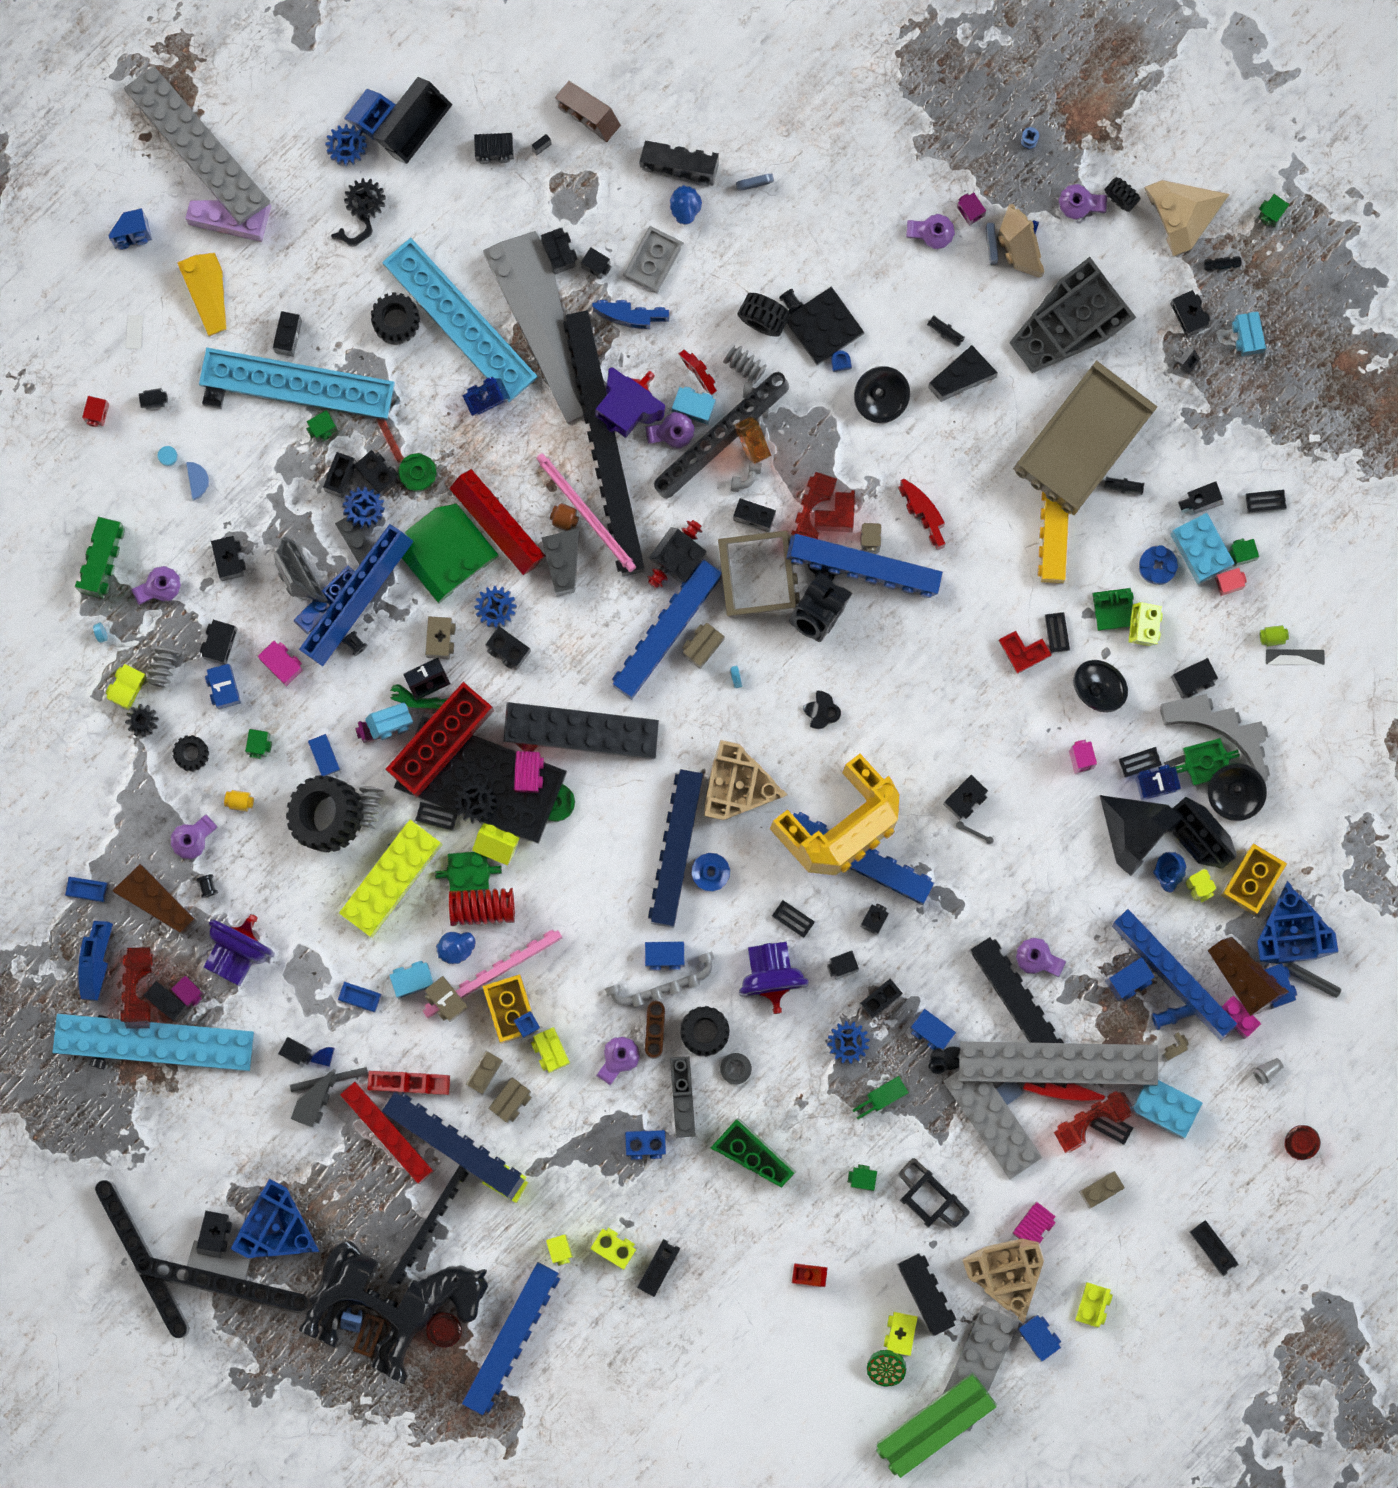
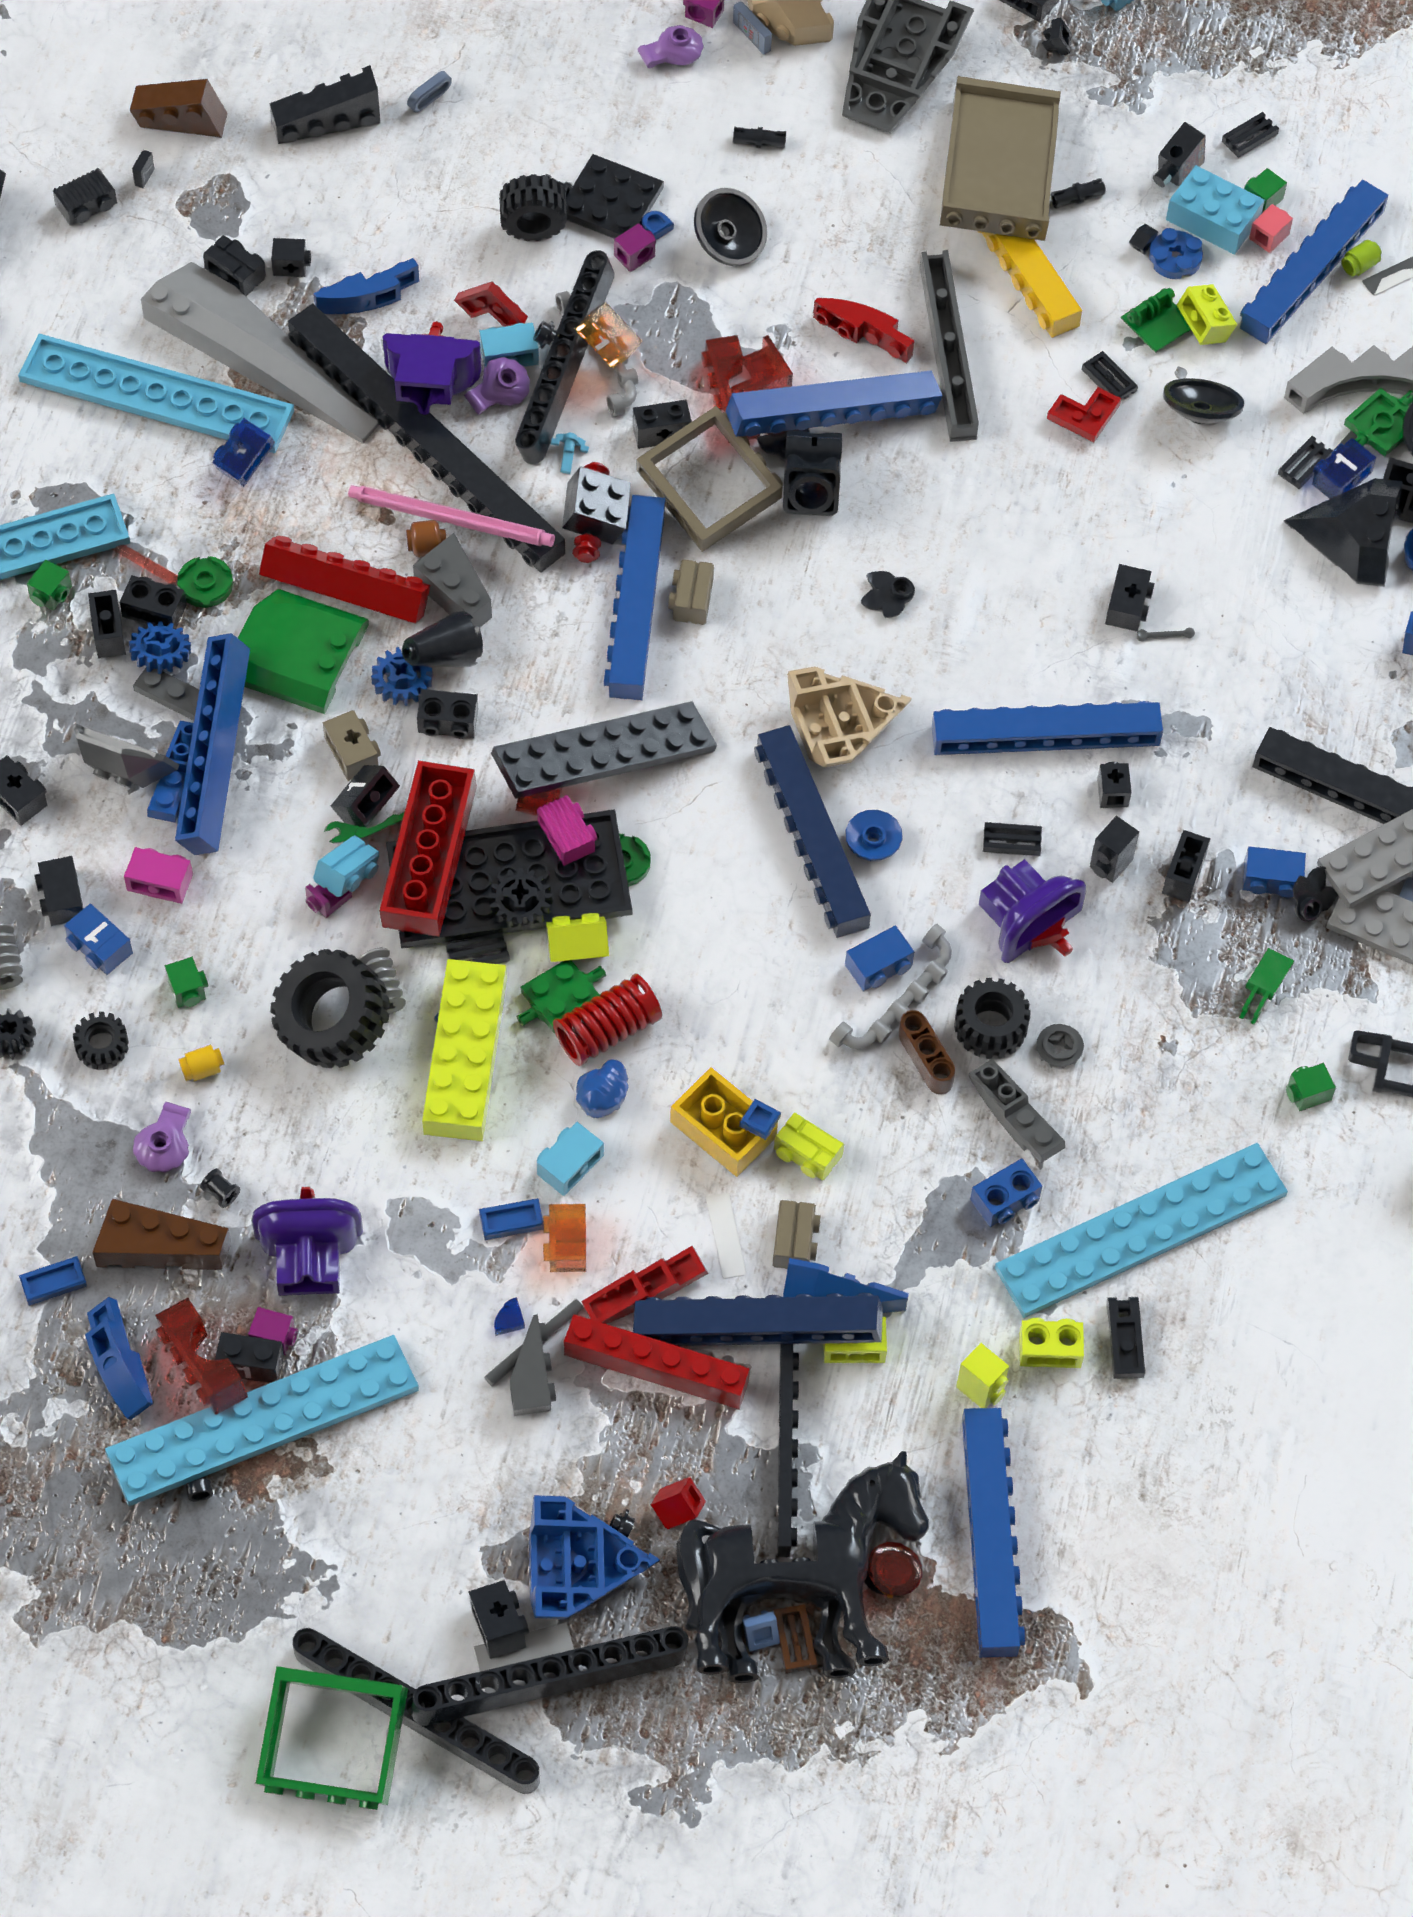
camera: 35 degrees left, 20 degrees down
(107, 1227) = (274, 1724): none -> green window
(296, 1052) = (470, 1322): black brick -> none
(312, 1217) = (622, 1523): none -> black plate
(324, 755) = (277, 951): blue tile -> none
(351, 1222) = (678, 1503): none -> red panel
(354, 643) = (243, 805): black bush -> none
(381, 1028) = (566, 1237): none -> clear orange brick
(390, 303) = (67, 408): black tyre -> none
(446, 999) = (633, 1145): dark tan brick -> none
(484, 1072) = (739, 1218): dark tan brick -> none
(501, 967) = (676, 1086): bright pink plate -> none
(505, 1149) = (814, 1280): none -> blue wedge
(527, 603) = (445, 643): none -> black cone
(614, 1064) = (902, 1108): medium lavender animal -> none
(653, 259) = (357, 226): light grey tile -> none
(685, 204) = (360, 149): blue hair -> none
(693, 493) = (569, 440): none -> medium azure piece
(710, 1208) = (1140, 1230): none -> medium azure plate
(716, 414) = (544, 334): none -> black plate
(736, 676) = (756, 606): medium azure tile -> none
(744, 364) = (543, 275): light grey piece -> none
(750, 1151) = (1154, 1127): green wedge -> none
(809, 1275) = (1326, 1236): red slope -> none
(816, 373) = (634, 247): none -> magenta brick
(840, 1052) = (1193, 944): blue gear -> none
(854, 834) = (1017, 711): yellow wedge -> none
(870, 537) = (820, 366): dark tan brick -> none
(962, 374) = (811, 166): black wedge -> none
(968, 555) = (949, 347): none -> dark grey tile
(1044, 959) = (1339, 728): medium lavender animal -> none
(1082, 756) = (1237, 480): dark pink brick -> none
(1143, 543) = (1143, 238): none -> black piece
(1194, 678) = (1304, 342): black brick -> none
(1242, 621) = (1313, 261): none -> blue brick

